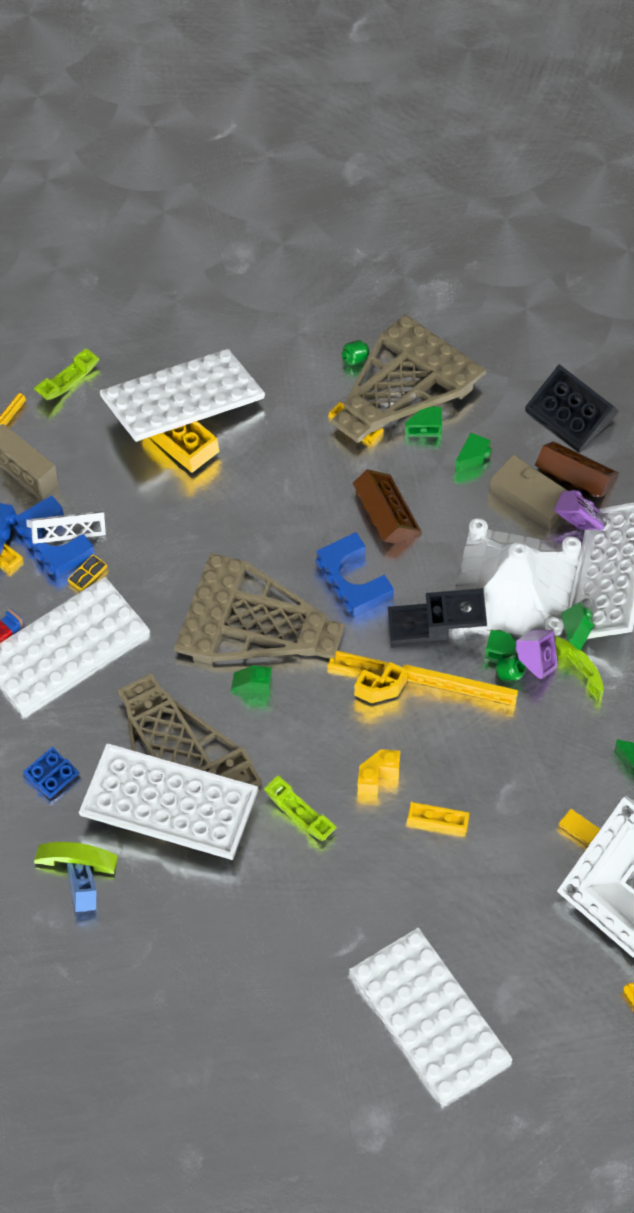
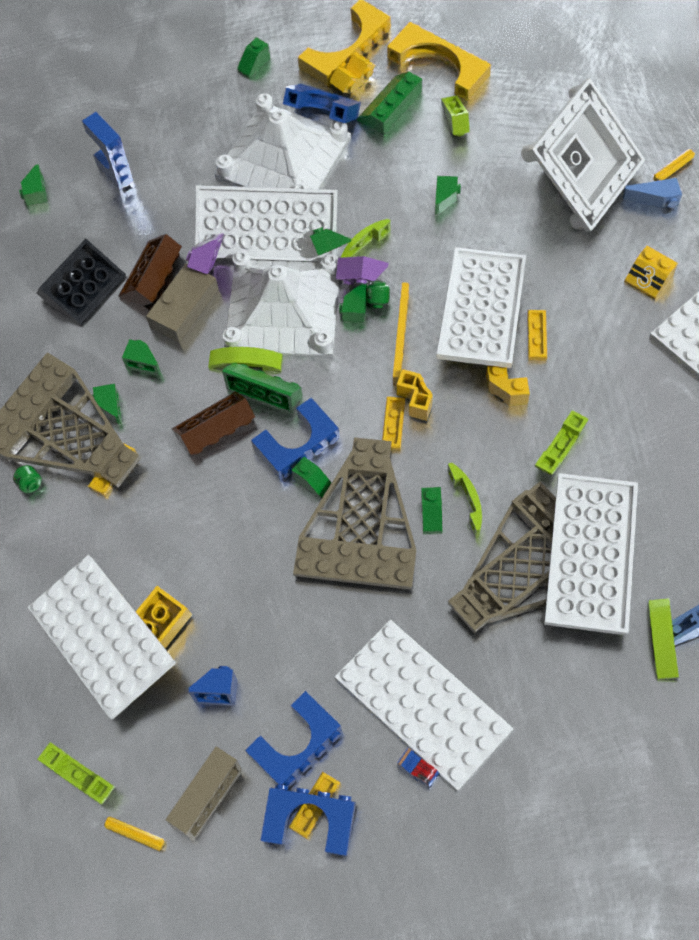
camera: 95 degrees left, 5 degrees up
(50, 773) = (575, 683): blue slope -> none
(63, 520) = (277, 726): white fence -> none
(87, 573) = (332, 697): tile -> none
(113, 480) = (215, 687): none -> blue slope
(257, 718) = (458, 479): none -> lime slope
(309, 581) = (311, 477): none -> green slope
(417, 550) = (262, 387): none -> green slope
(437, 616) = (337, 355): black bracket -> none
(455, 545) = (250, 356): none -> lime slope
(474, 760) = (482, 308): none -> white plate
(496, 946) = (651, 272): none -> yellow slope
(579, 827) = (520, 227): yellow tile -> none
(603, 980) = (656, 193): none -> medium blue slope

